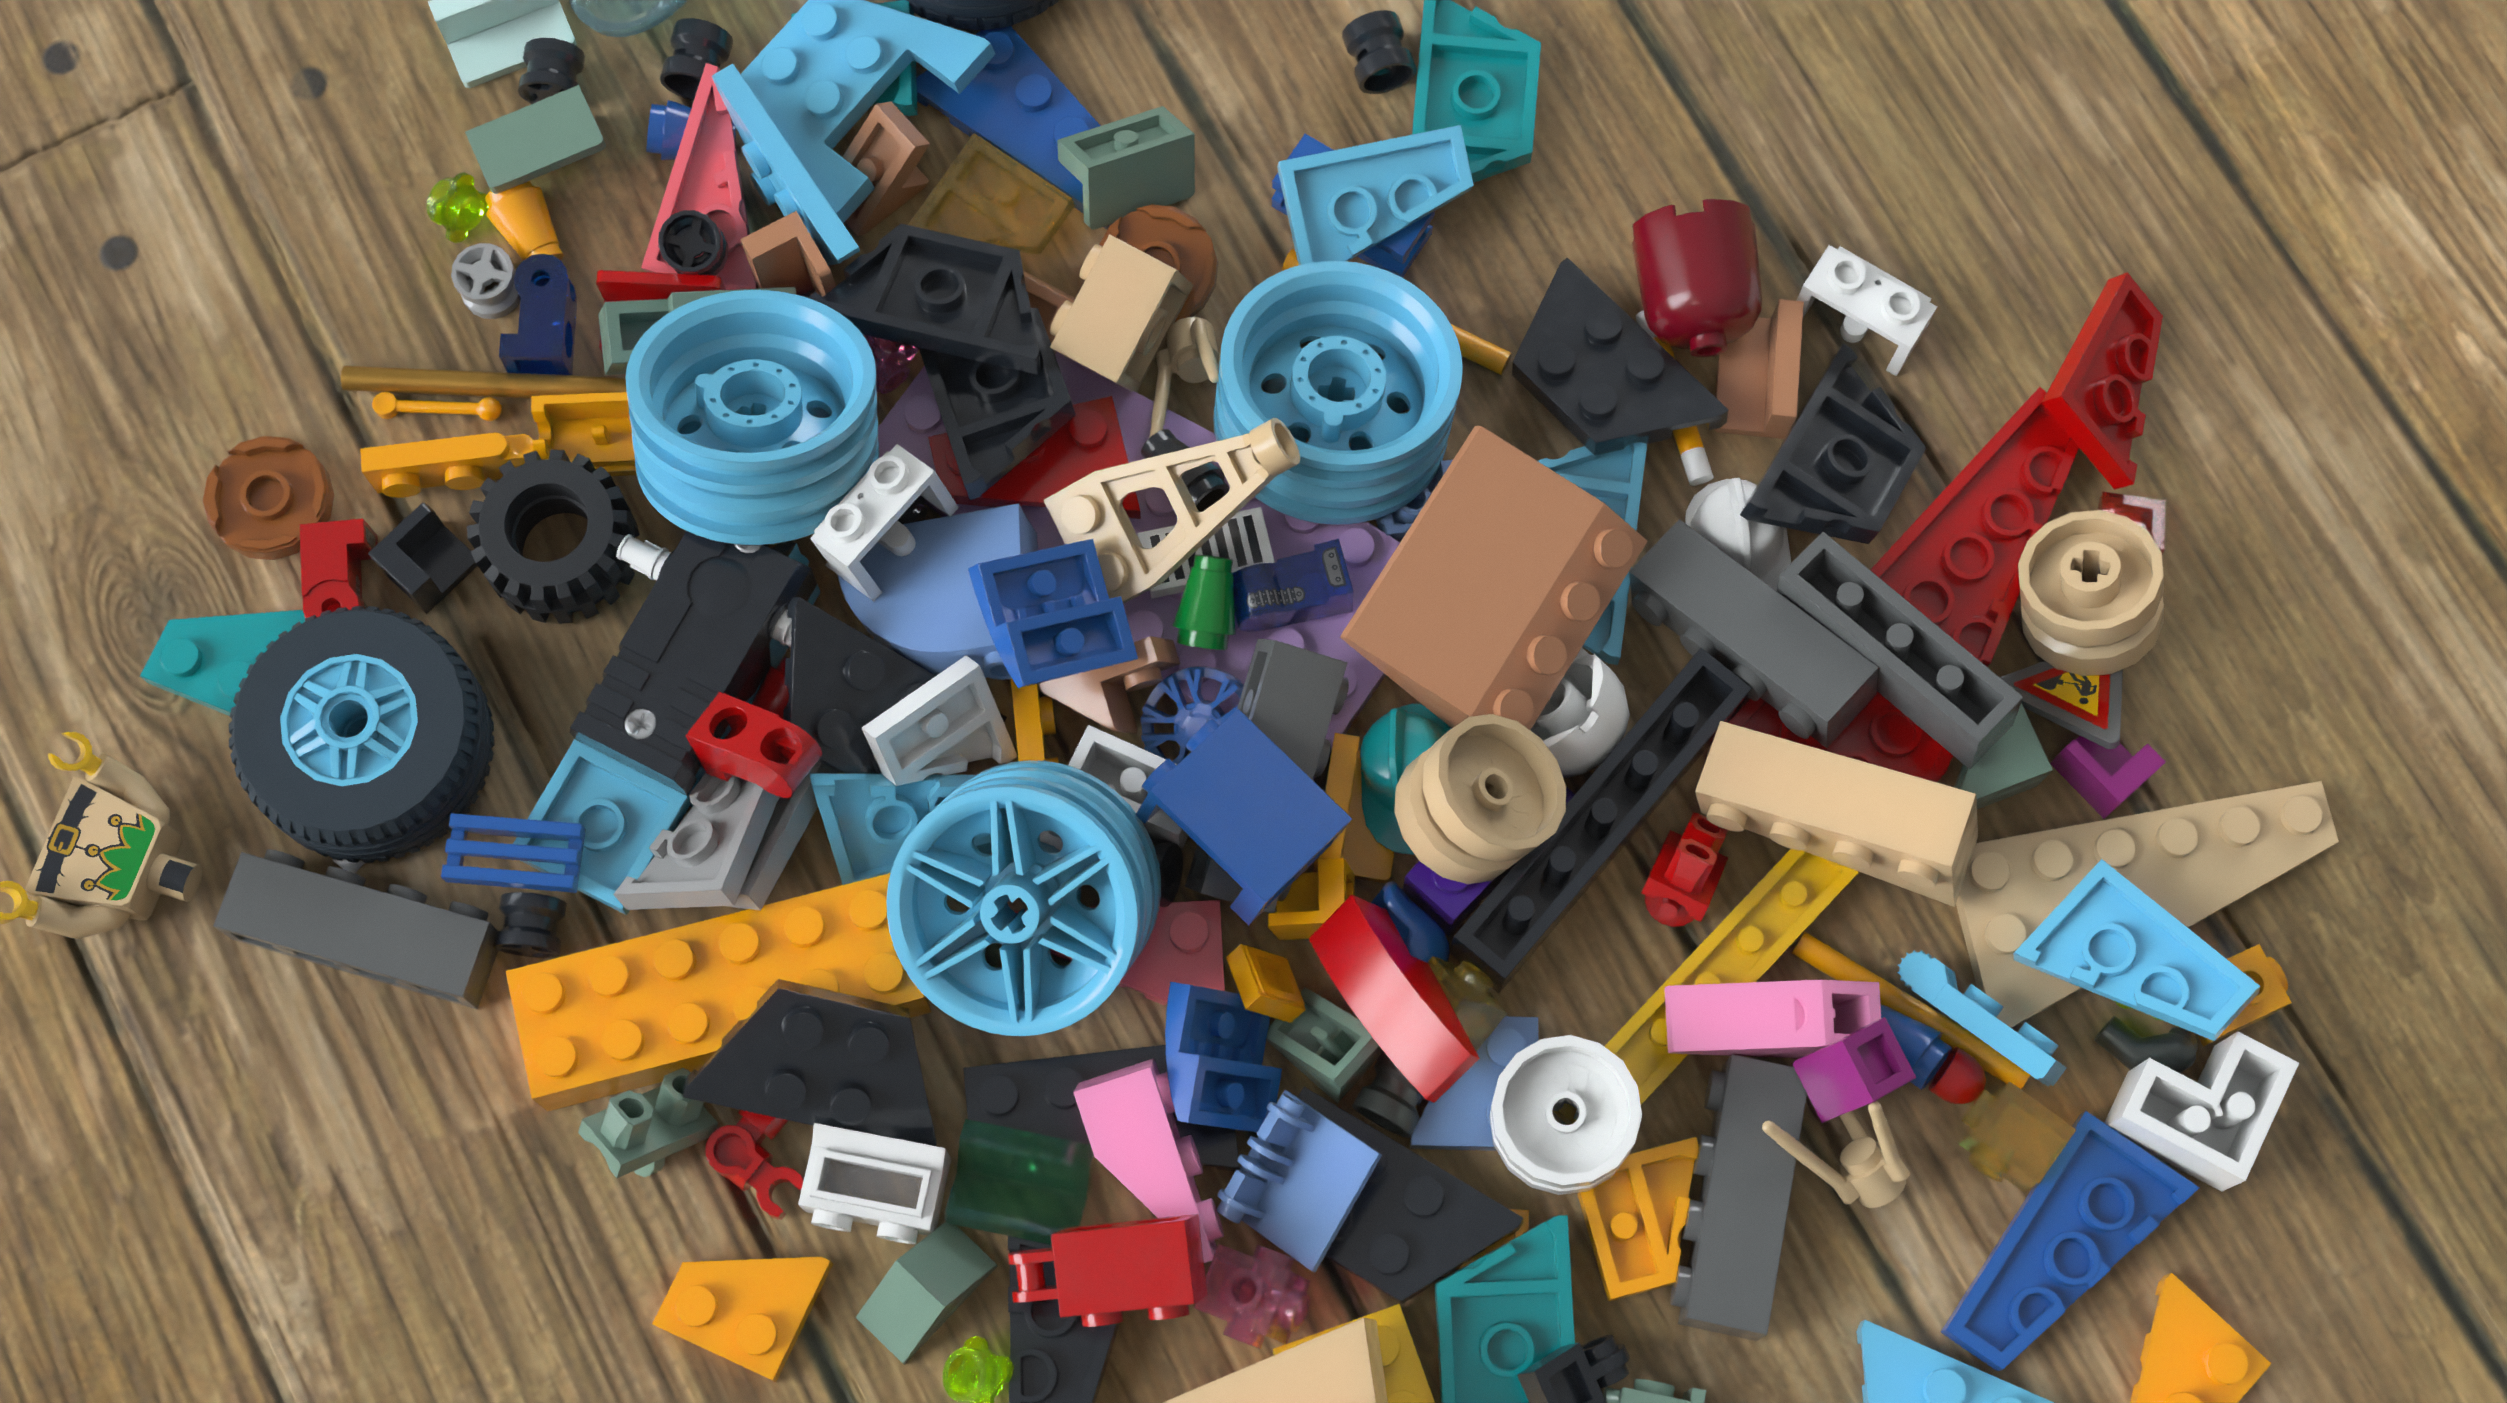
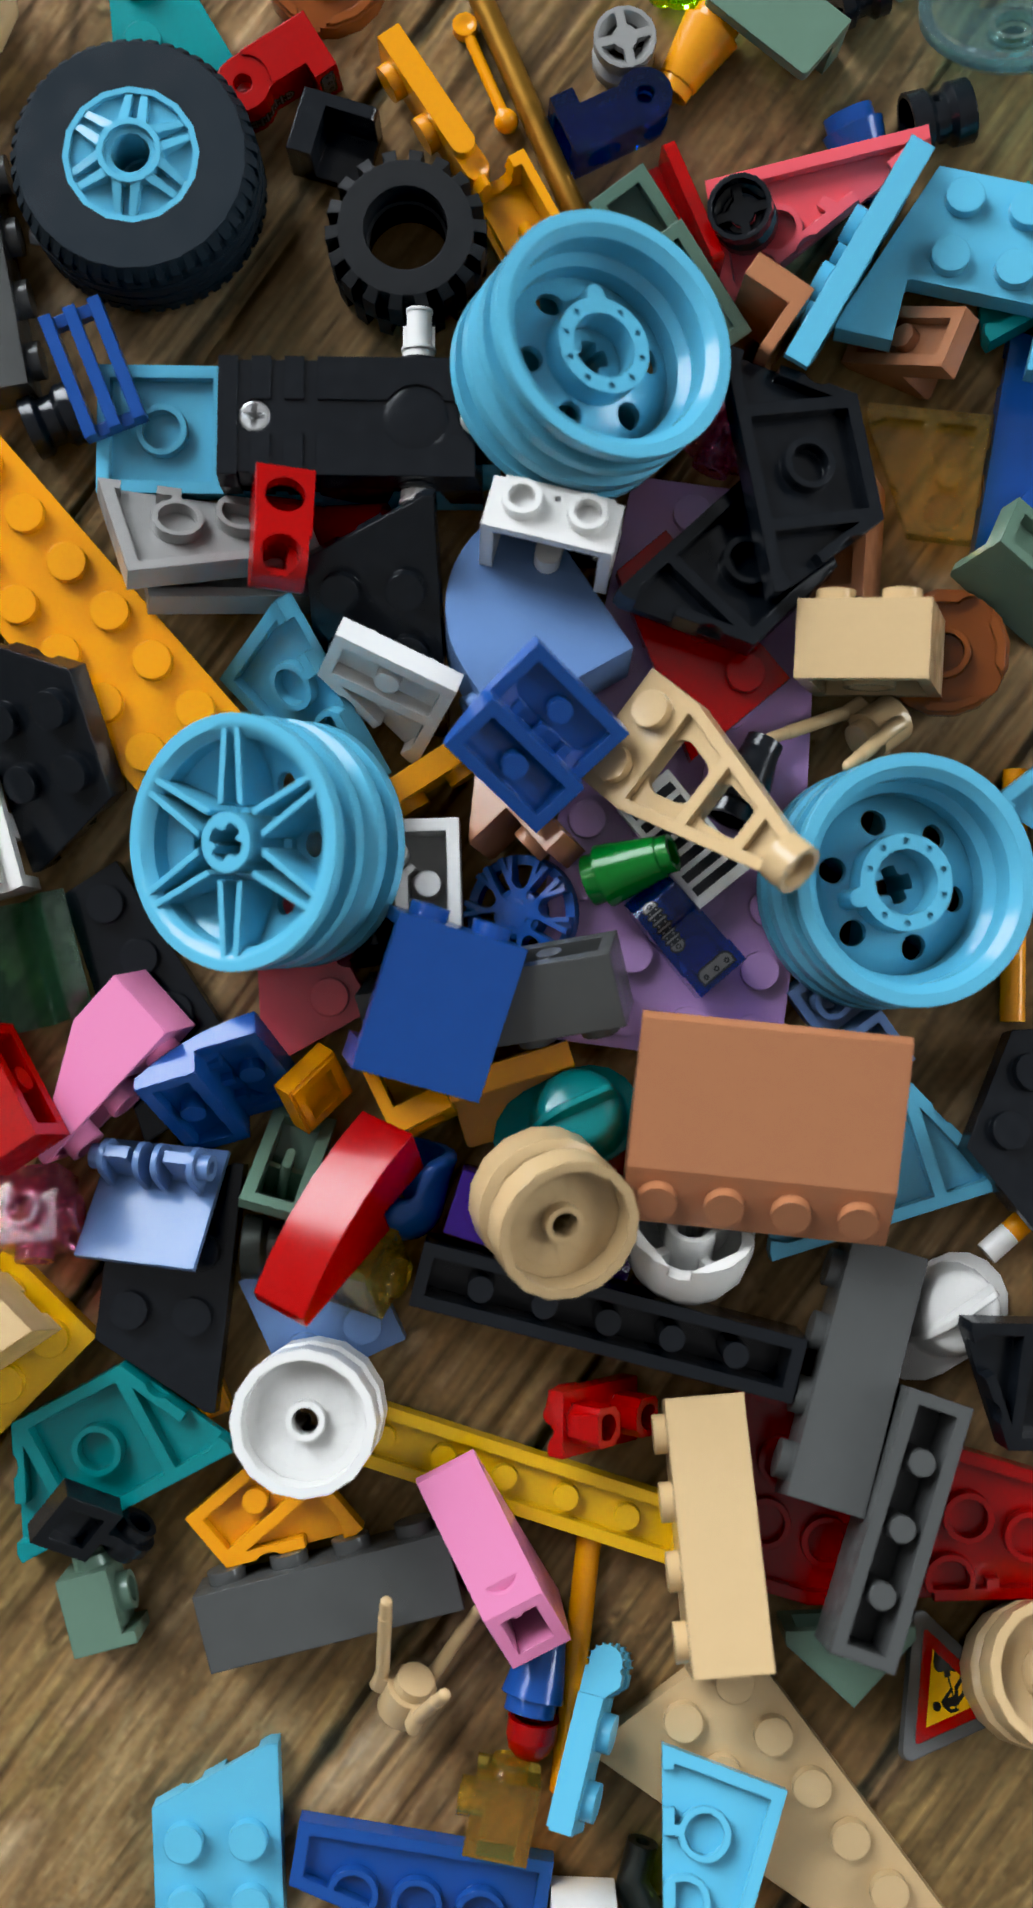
camera: 65 degrees right, 15 degrees up
(1854, 1070) = (473, 1662): magenta panel -> none
(2104, 774) = (873, 1751): magenta panel -> none

